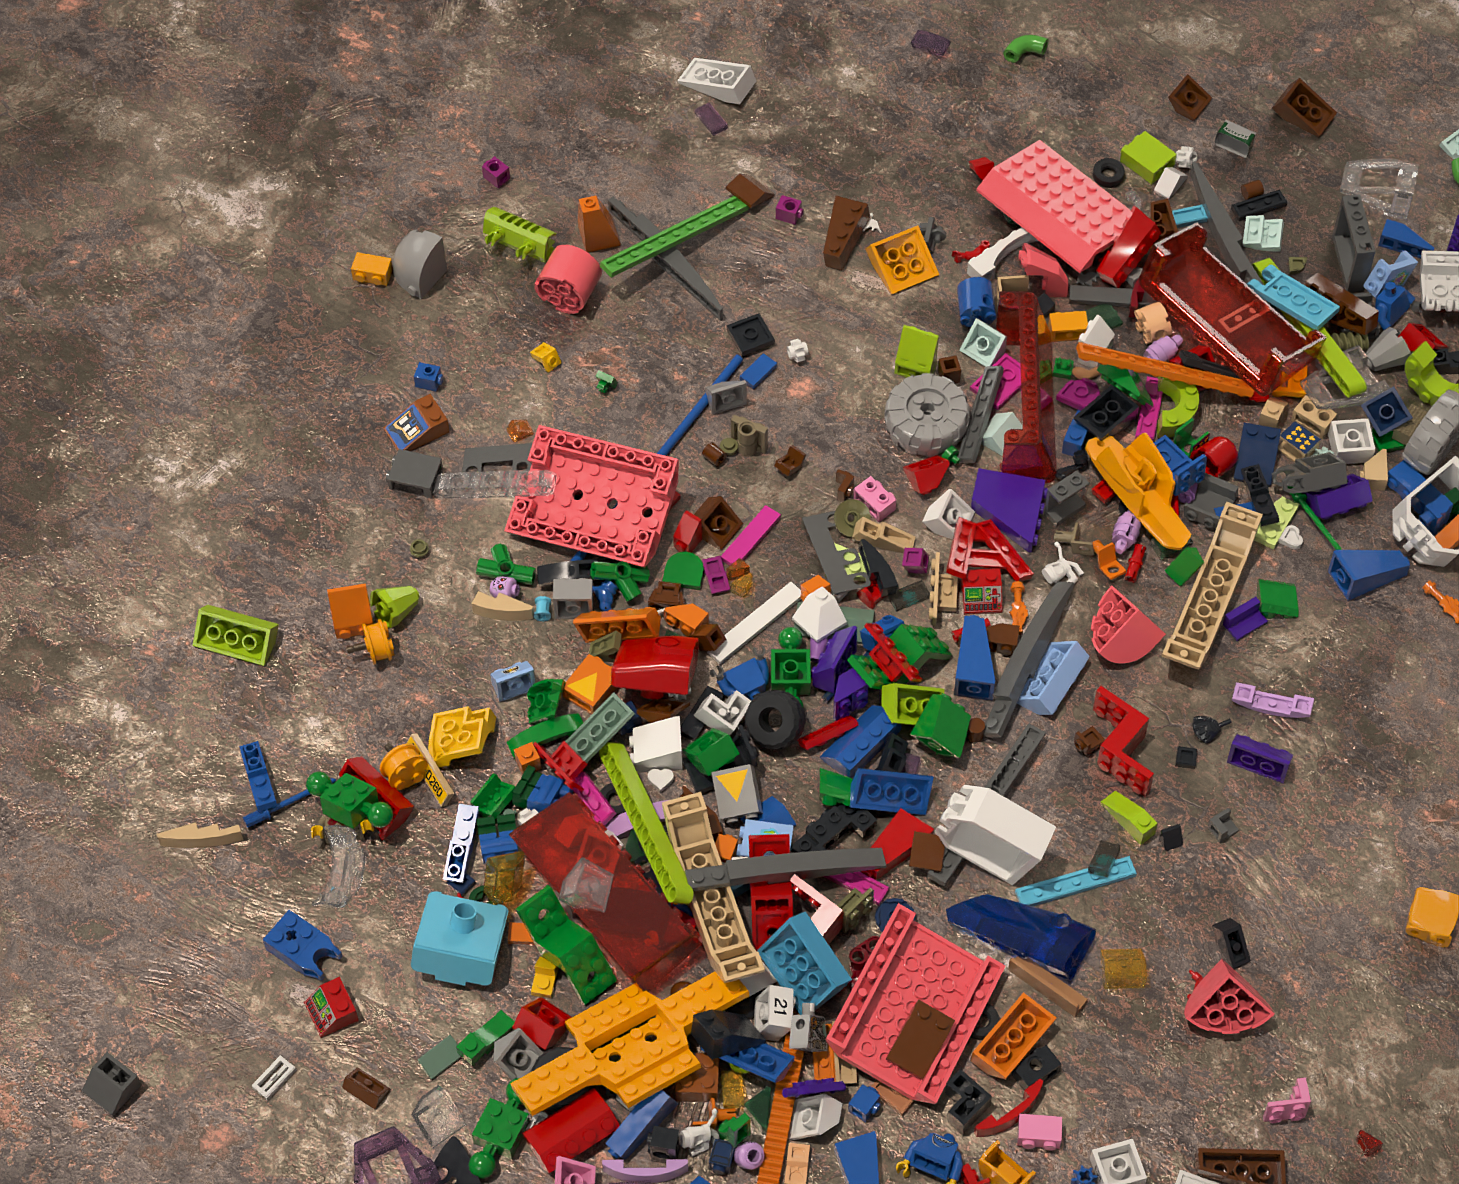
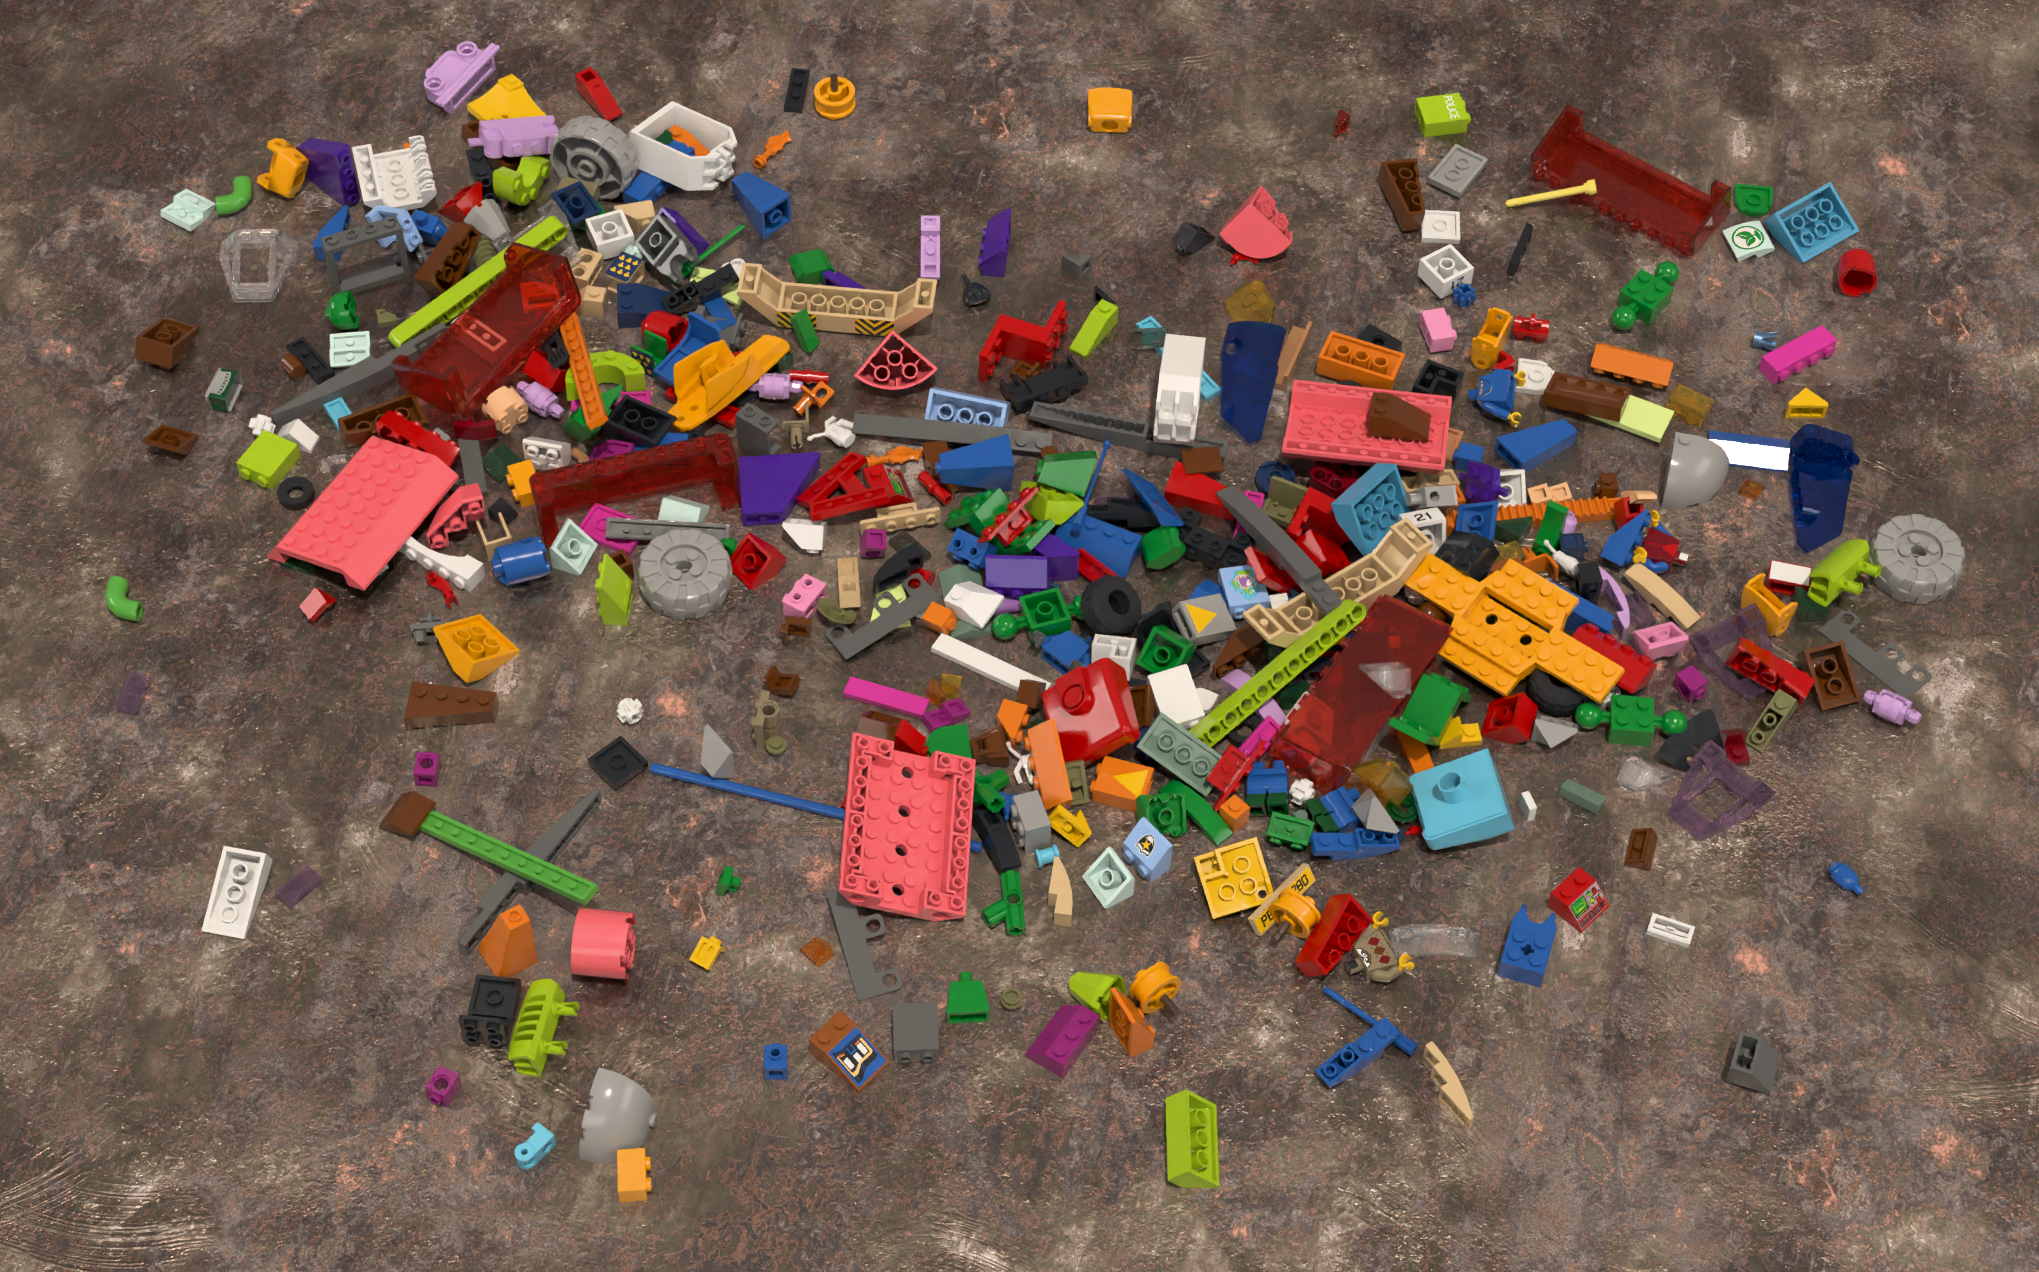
camera: 110 degrees left, 5 degrees down
(349, 800) = (1361, 939): green brick -> none
(362, 566) = (1064, 1038): none -> magenta slope
(421, 217) = (535, 1148): none -> medium azure leg
(428, 515) = (967, 1001): none -> green torso
(444, 1002) = (1527, 806): none -> white tile
(470, 863) = (1373, 813): none -> light grey slope
(483, 1039) = (1547, 762): green slope -> none
(495, 484) = (913, 919): clear beam -> none
(501, 649) = (1109, 879): none -> light aqua slope
(504, 585) = (1036, 897): lavender head -> none
(545, 209) = (490, 1010): none -> black bracket
(560, 634) = (1070, 826): none -> yellow slope
(714, 454) = (792, 753): reddish brown piece -> none
(758, 371) = (664, 745): blue tile -> none
(893, 727) = (1077, 524): none -> blue piece
(992, 1126) = (1424, 350): red slope -> none
(1062, 751) = (1045, 387): none -> black bracket
(1186, 757) = (1012, 304): black tile -> none
(1292, 1109) = (1332, 164): bright pink bracket -> none
(1294, 298) = (452, 290): medium azure hinge -> none
(1303, 230) = (342, 311): none -> green cylinder

